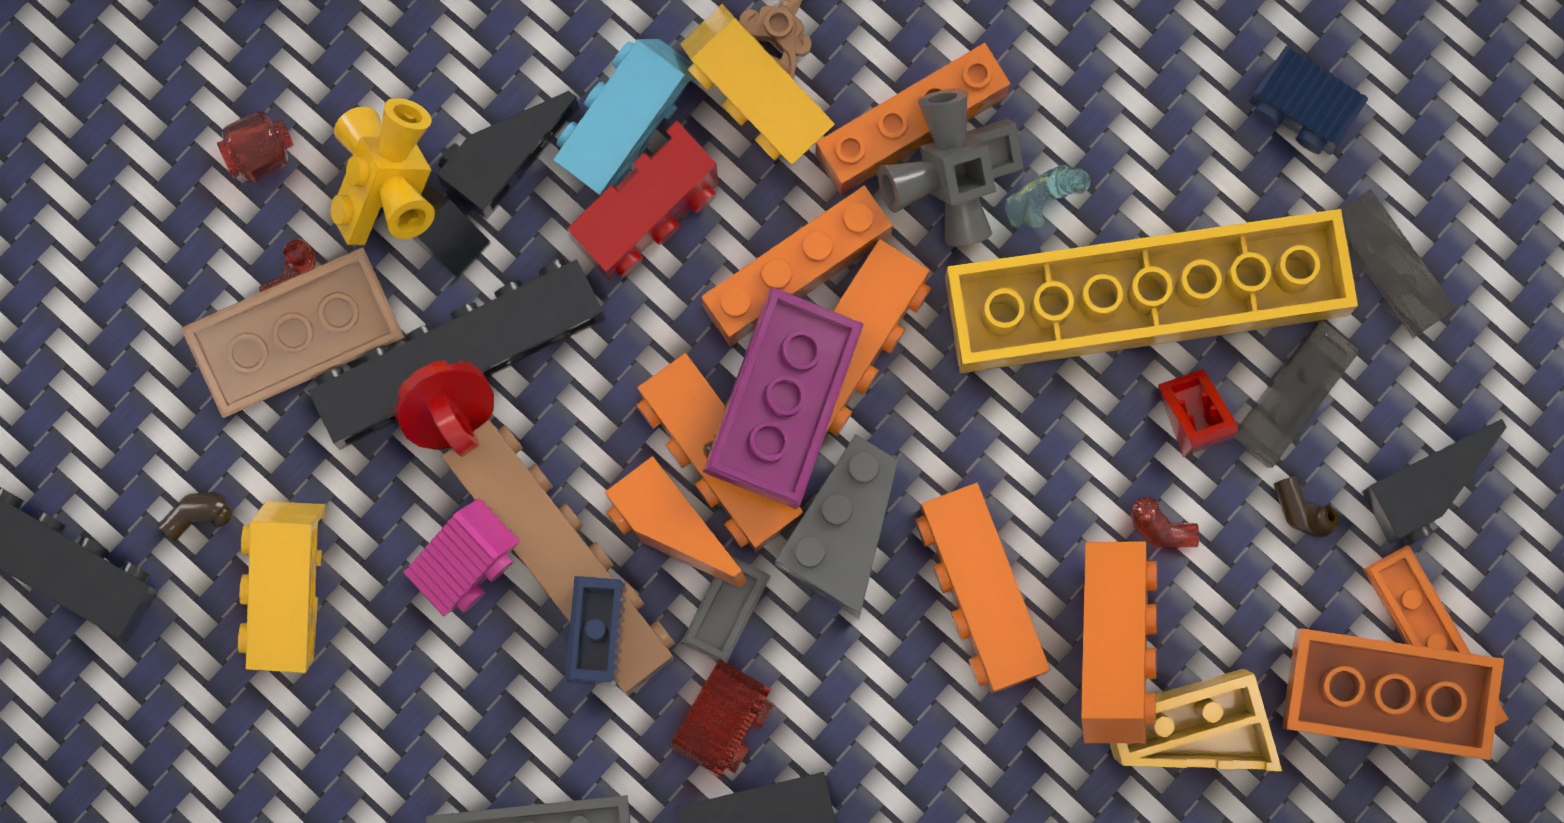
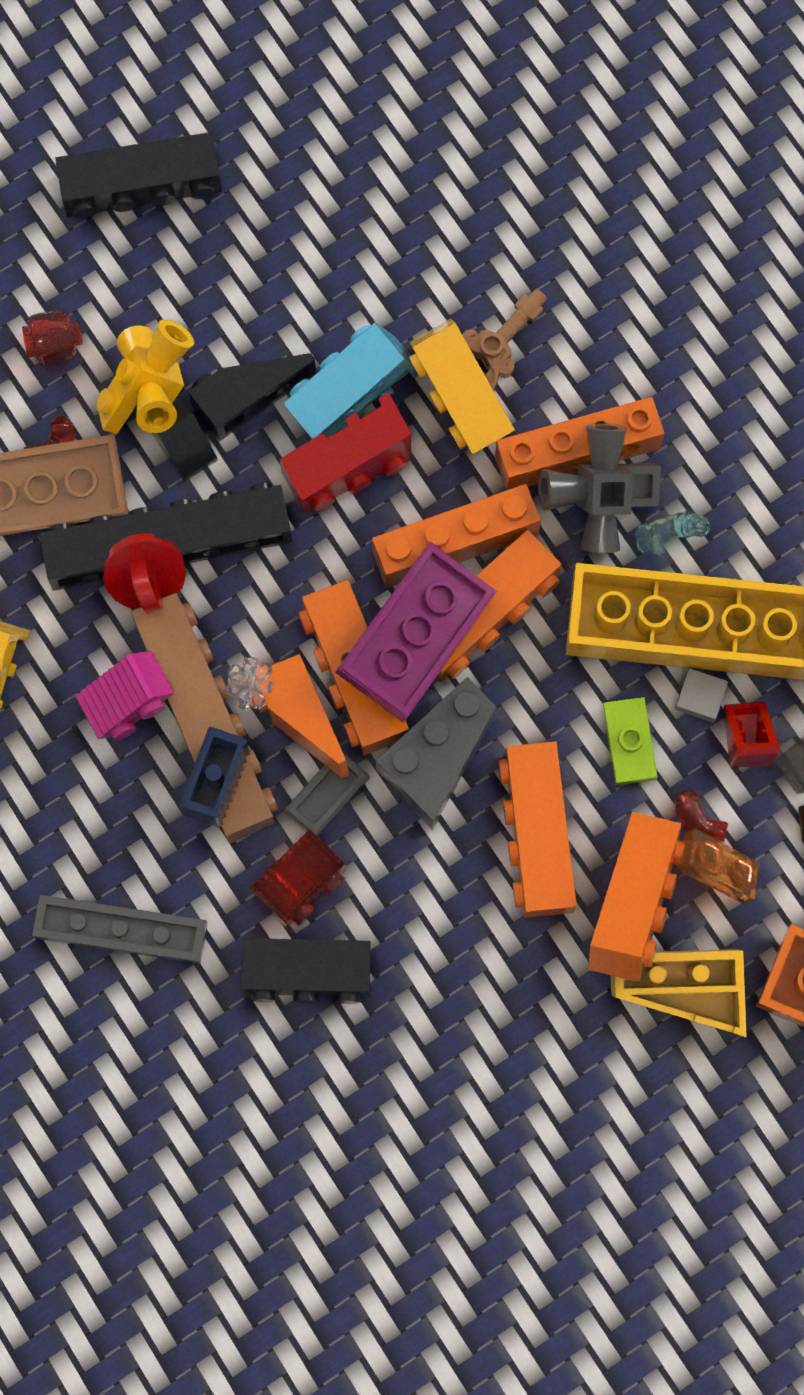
camera: 15 degrees right, 5 degrees down
(604, 506) = (249, 683): none -> clear plant
(1060, 456) = (630, 741): none -> lime plate
(1129, 380) = (701, 695): none -> light grey tile
(1201, 579) = (719, 866): none -> clear orange plate

